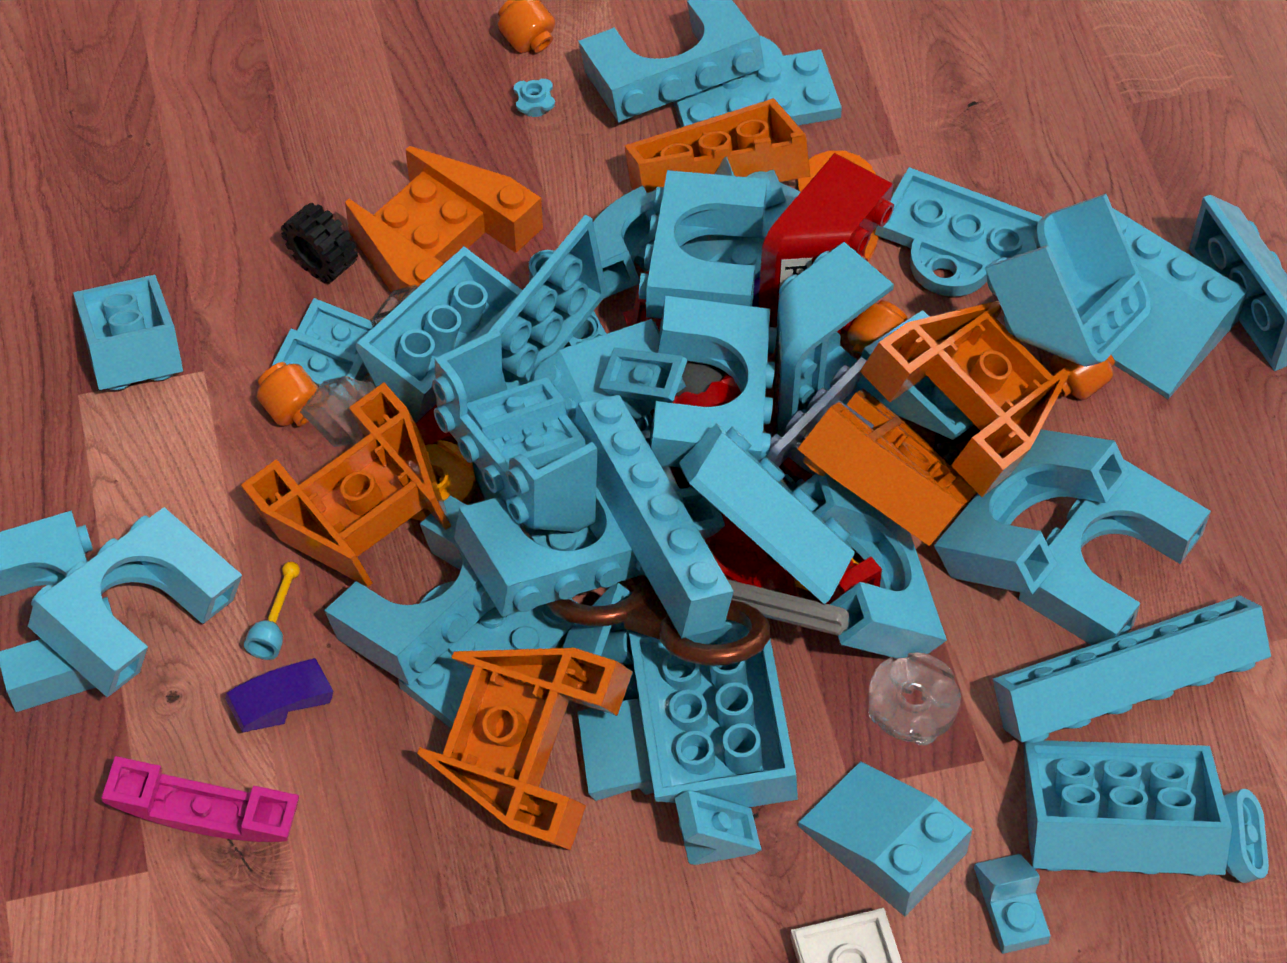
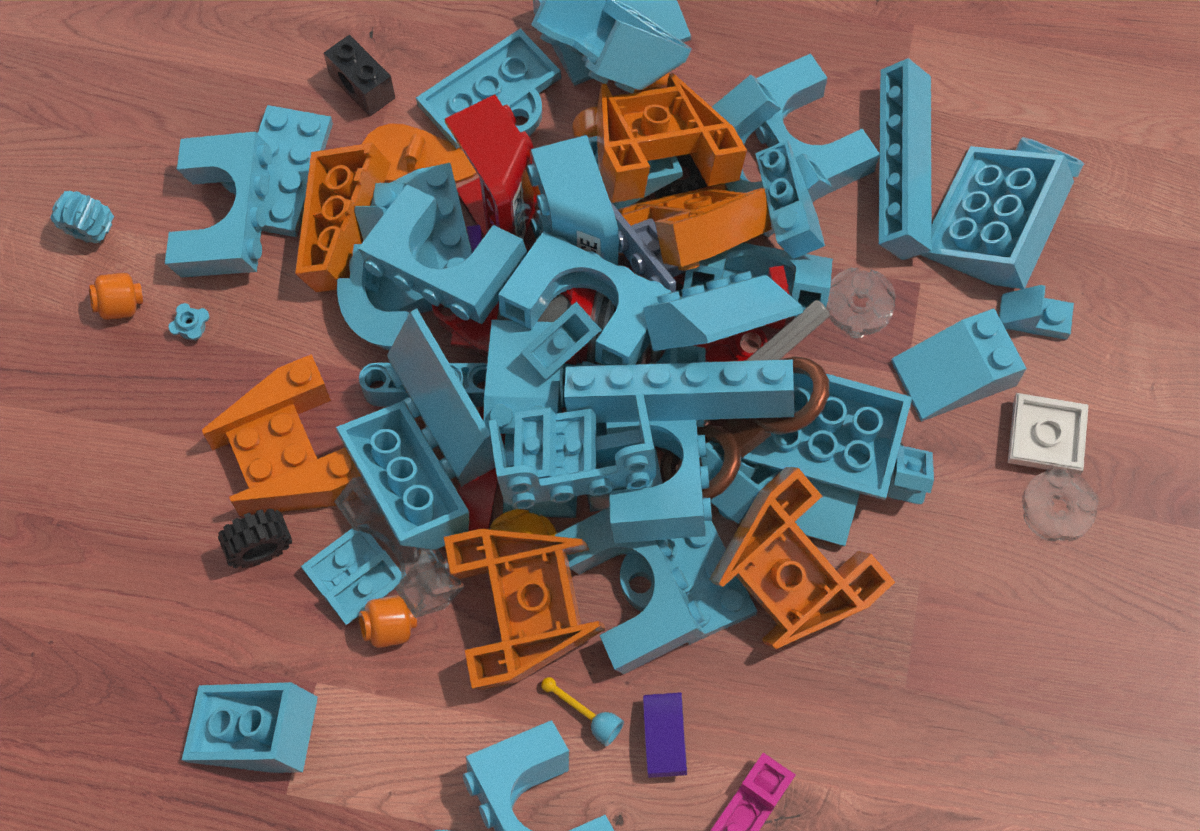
camera: 65 degrees left, 10 degrees up
(904, 107) = (359, 75): none -> black brick
(965, 549) = (789, 201): none -> medium azure slope

